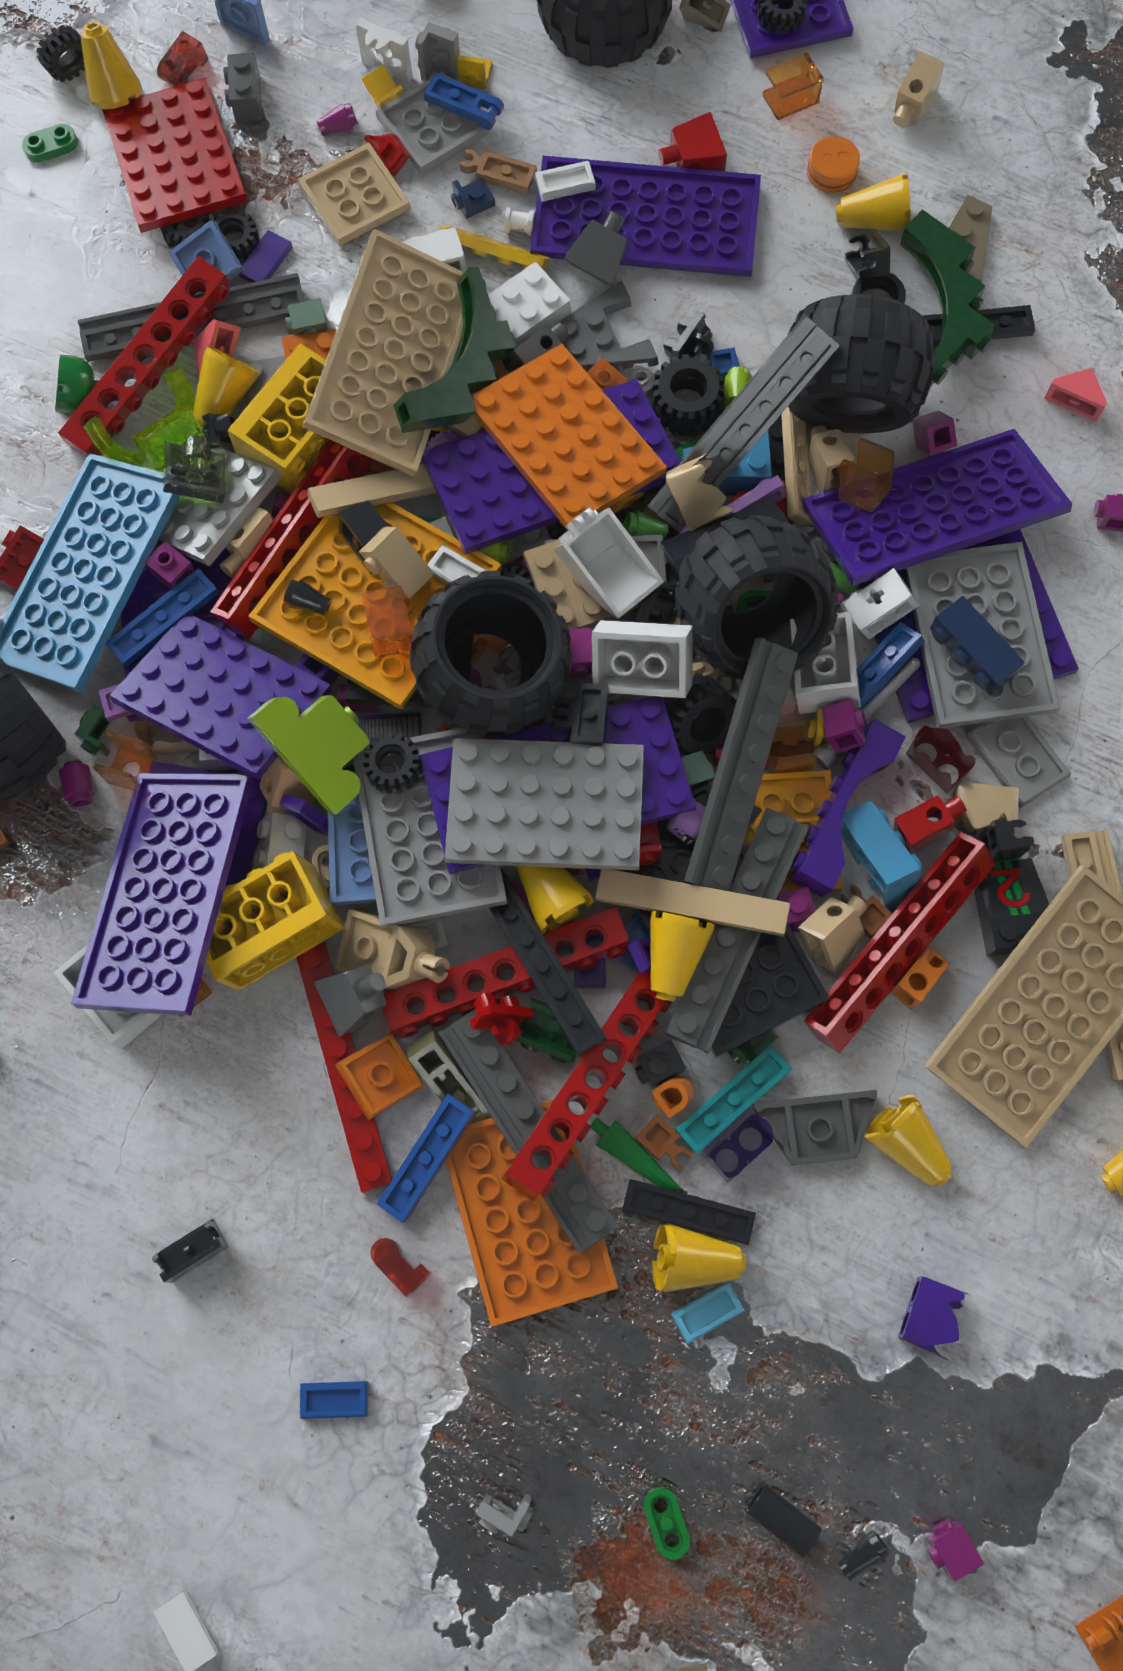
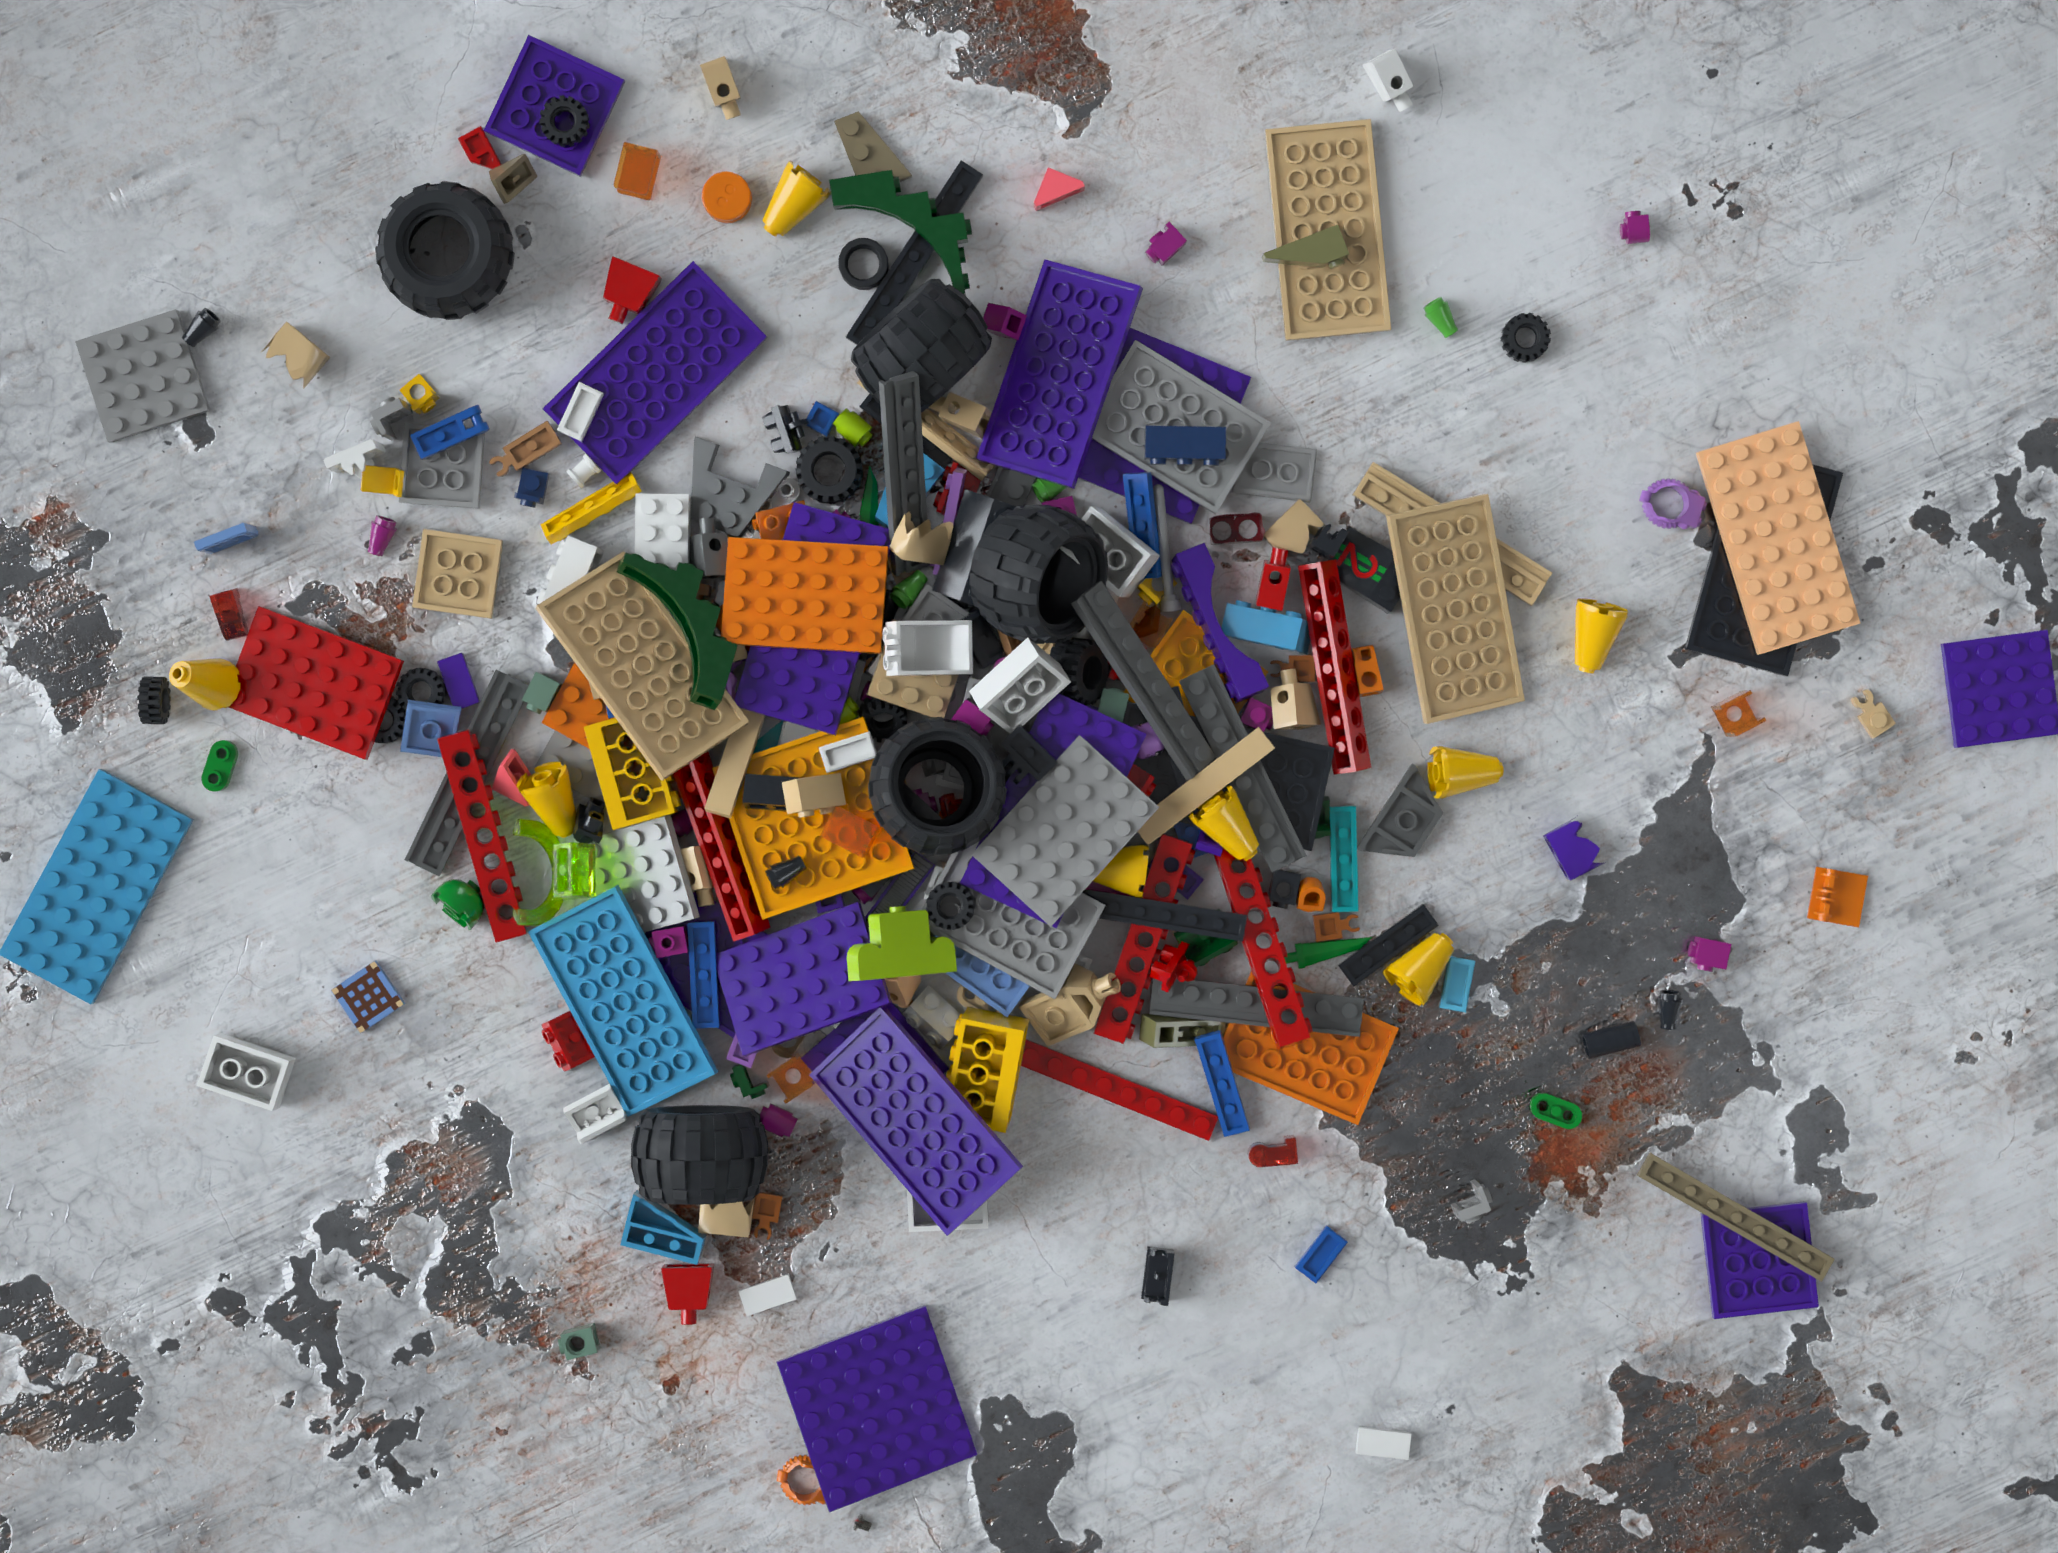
camera: 50 degrees left, 15 degrees up
(194, 470) = (620, 874): clear smoke plate -> none
(244, 87) = (289, 580): dark grey brick -> none
(305, 813) = (931, 986): dark purple tile -> none
(352, 997) = (1079, 1051): dark grey torso -> none
(379, 1075) = (1144, 1072): orange tile -> none
(390, 151) = (440, 518): red tile -> none
(599, 249) = (663, 438): dark grey torso -> none
(758, 1123) = (1369, 880): dark purple piece -> none
(844, 725) = (1165, 580): magenta brick -> none
(869, 479) = (998, 398): clear orange piece -> none
(871, 258) = (828, 245): black hinge -> none
(874, 617) = (1107, 465): white brick -> none

